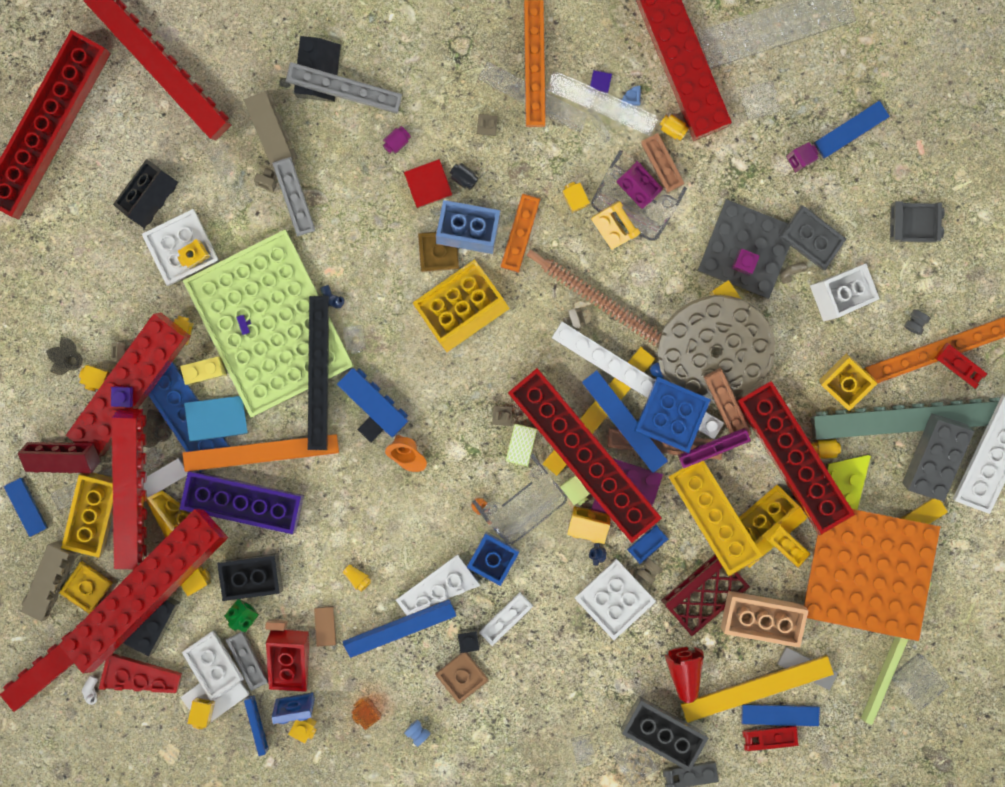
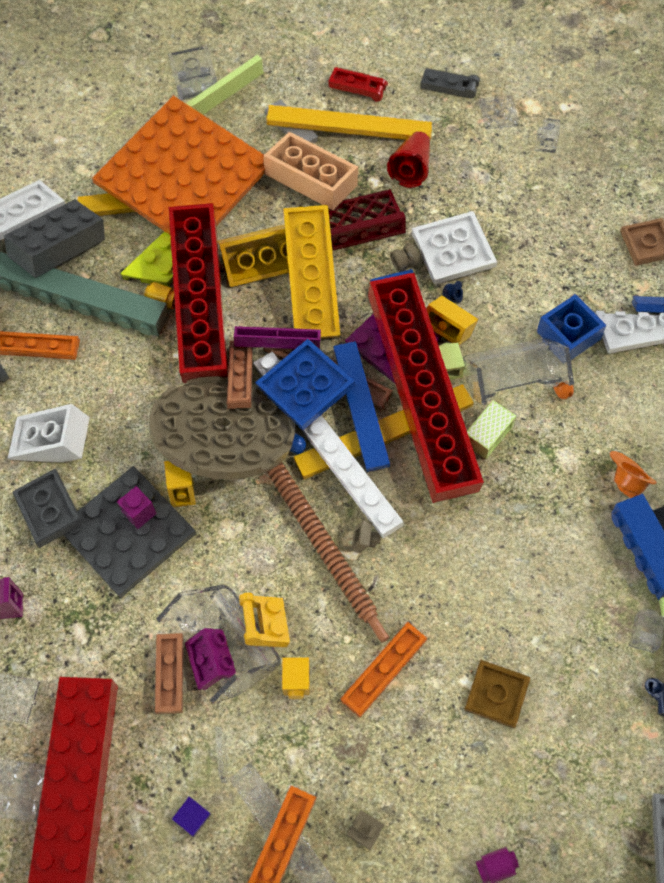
camera: 150 degrees left, 25 degrees down
(428, 183) = (476, 787): red tile -> none
(460, 305) = (497, 613): yellow slope -> none
(464, 176) = (425, 772): black brick -> none
(467, 227) = (448, 700): medium blue brick -> none
(468, 640) = (629, 266): black brick -> none
(502, 415) = (497, 471): dark tan tile -> none
(506, 618) = (578, 274): white tile -> none
(602, 103) = (204, 787): clear tile -> none
(633, 96) = (162, 777): medium blue tile -> none
(664, 733) = (460, 117): dark grey brick -> none
(674, 127) = (131, 710): yellow brick -> none
(780, 715) = (336, 97): blue tile -> none
(787, 545) = (251, 222): yellow tile -> none
(792, 269) = (90, 484): dark tan arm -> none
(847, 382) = (100, 343): yellow brick -> none

